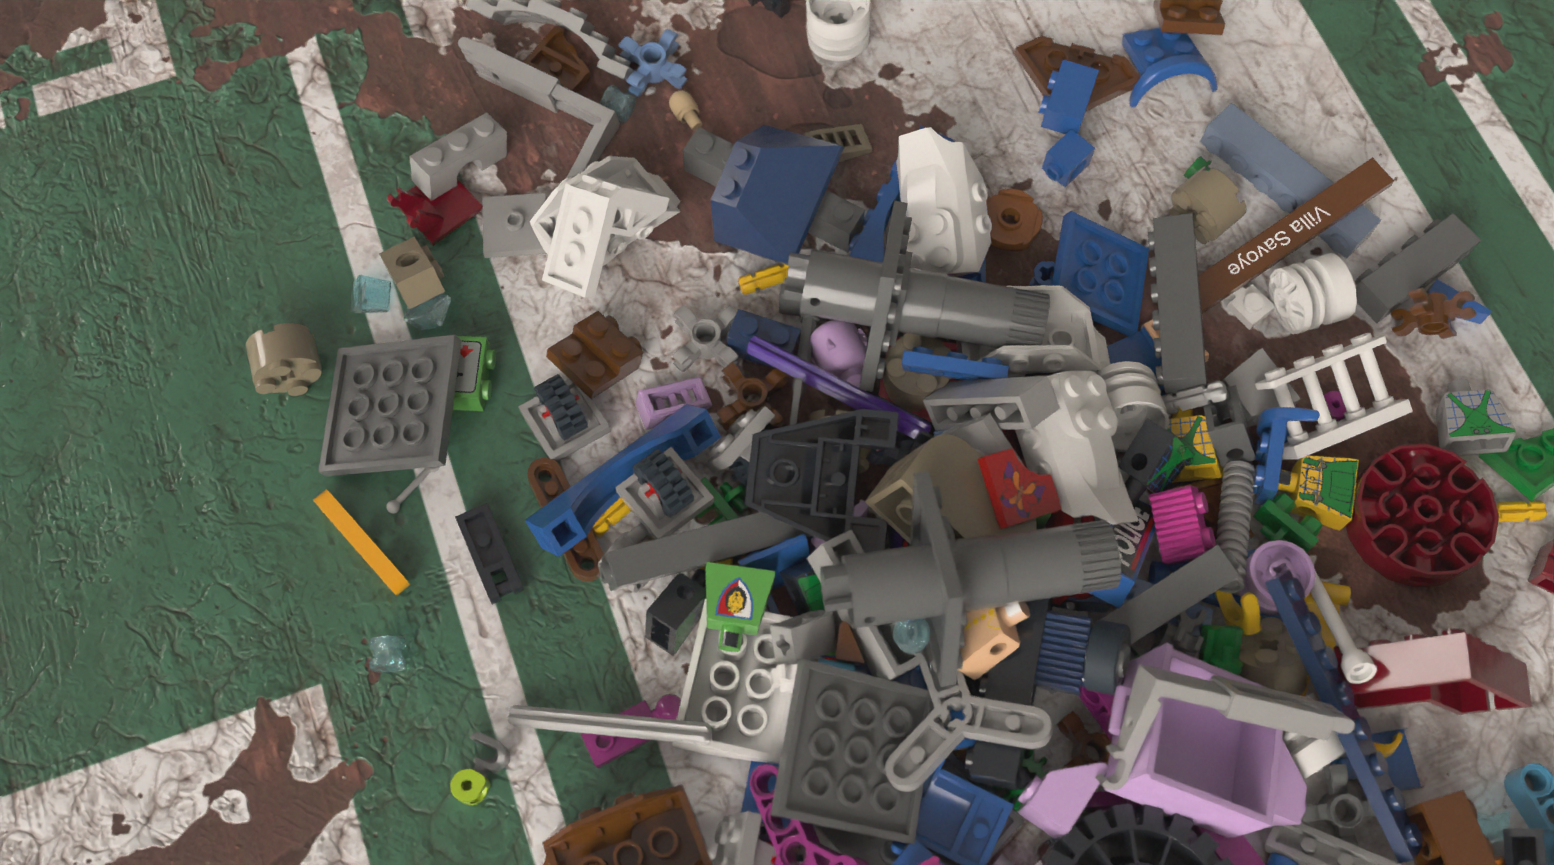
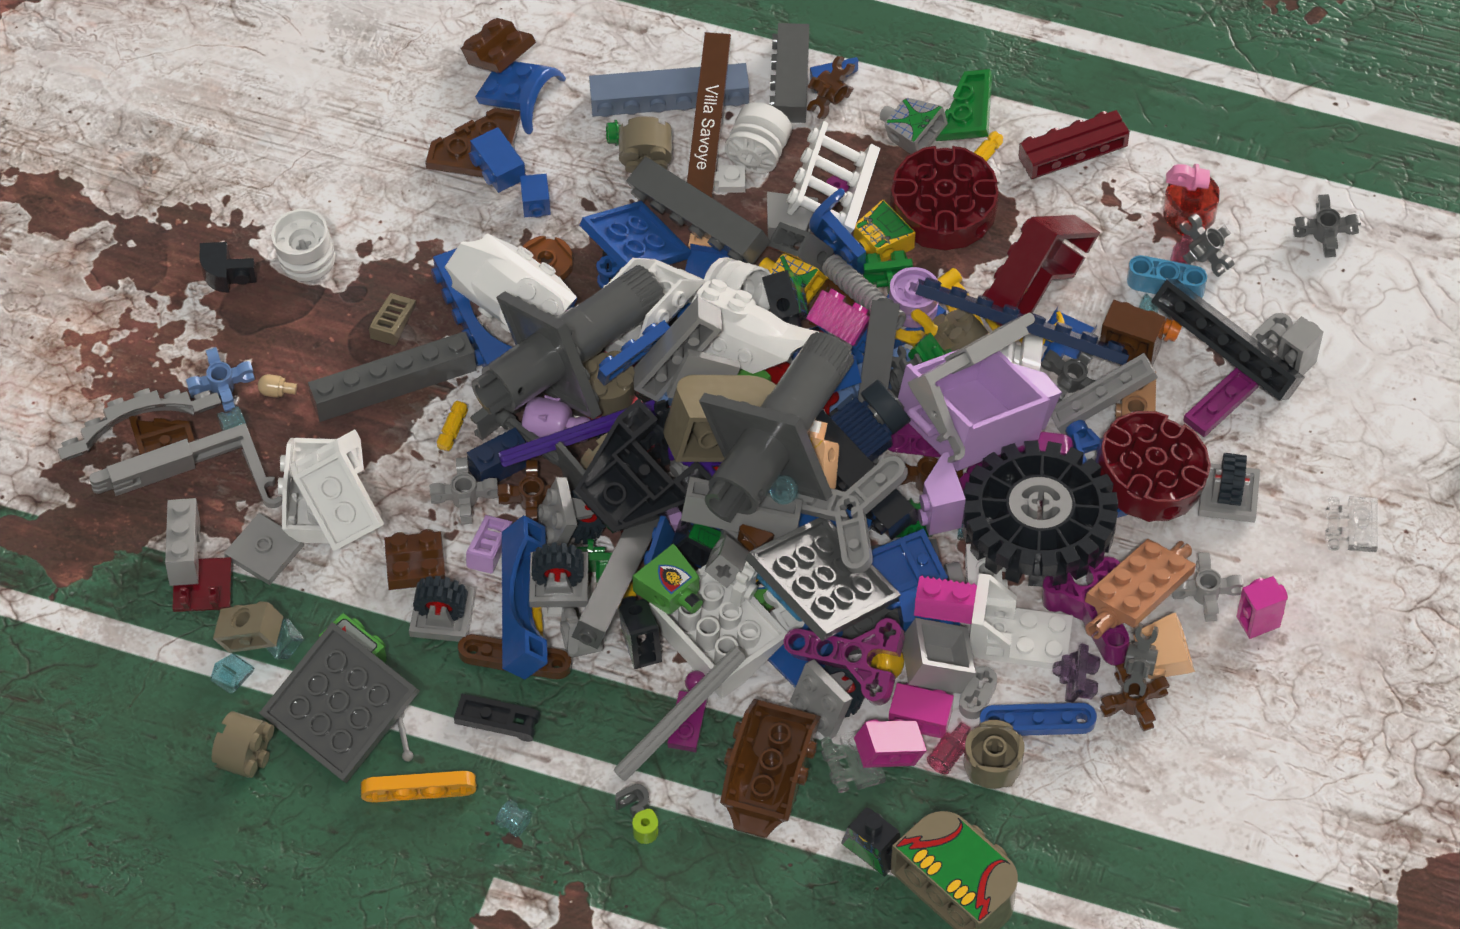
camera: 50 degrees left, 10 degrees down
(772, 191) = (403, 372): dark blue slope -> none
(1015, 490) = (747, 373): red tile -> none
(1195, 397) = (768, 246): light grey axle -> none
(1355, 663) = (1000, 290): white piece -> none

